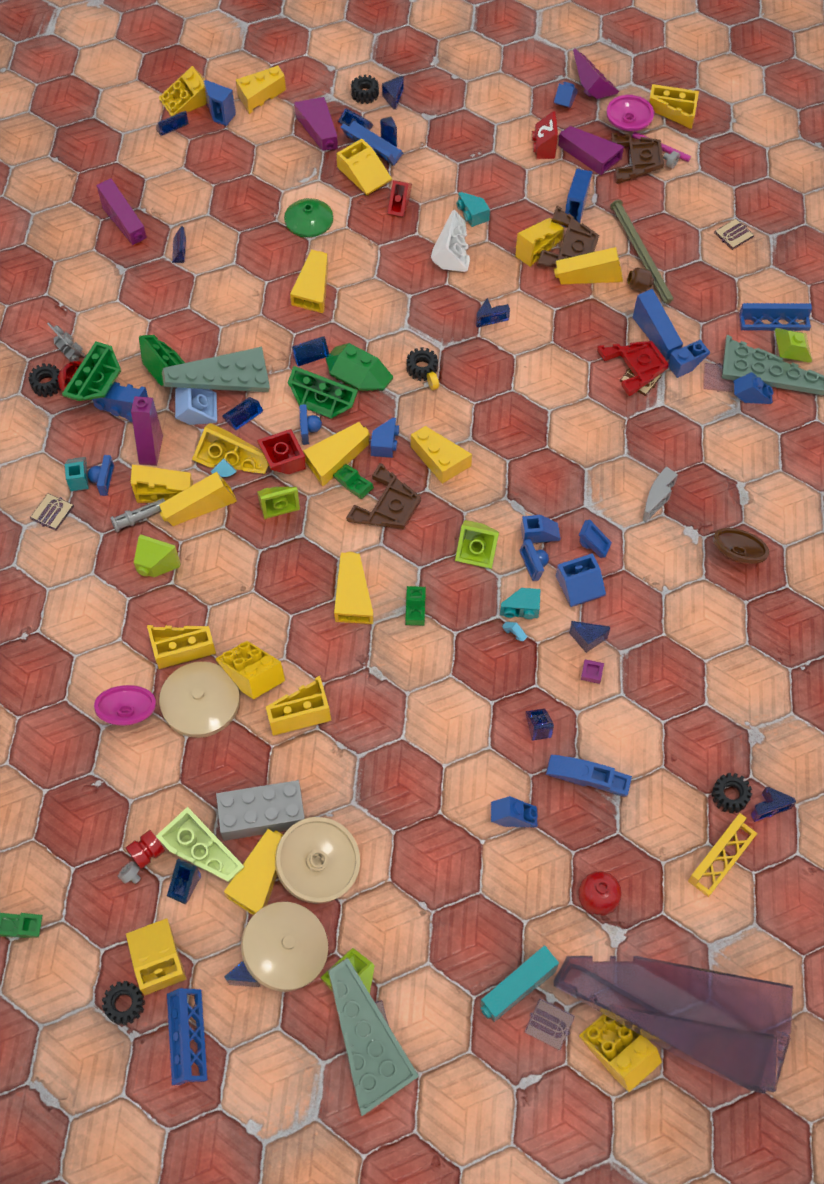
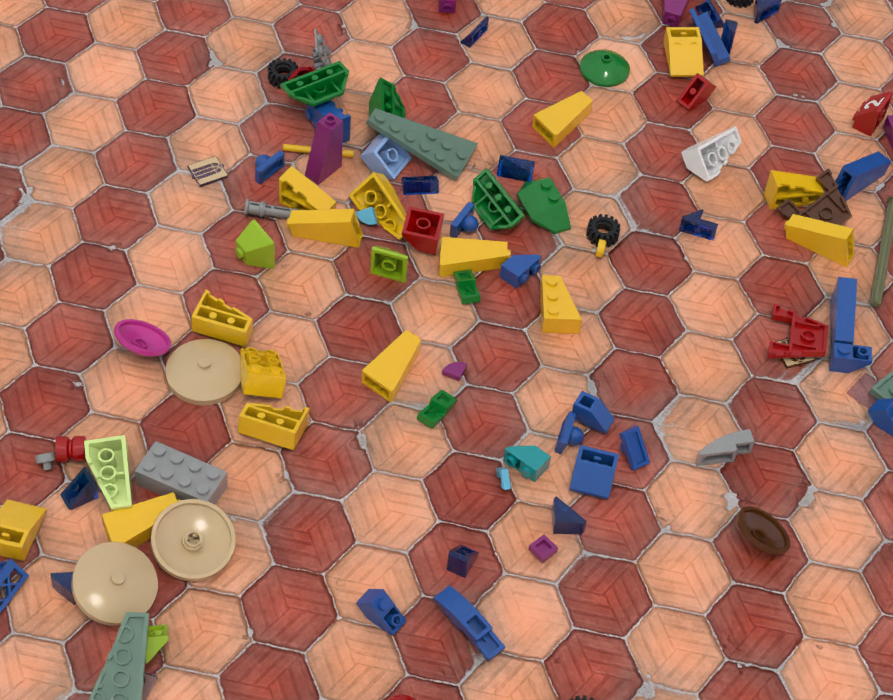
camera: 30 degrees right, 10 degrees down
(77, 473) = (247, 152): teal slope -> none
(123, 438) = (306, 149): none -> yellow bar
(394, 506) = (483, 324): reddish brown wing -> none
(402, 562) = (455, 370): none -> magenta tile
(473, 208) = (756, 135): teal slope -> none
(477, 544) = (527, 391): lime slope -> none
(640, 279) = (862, 271): reddish brown head -> none

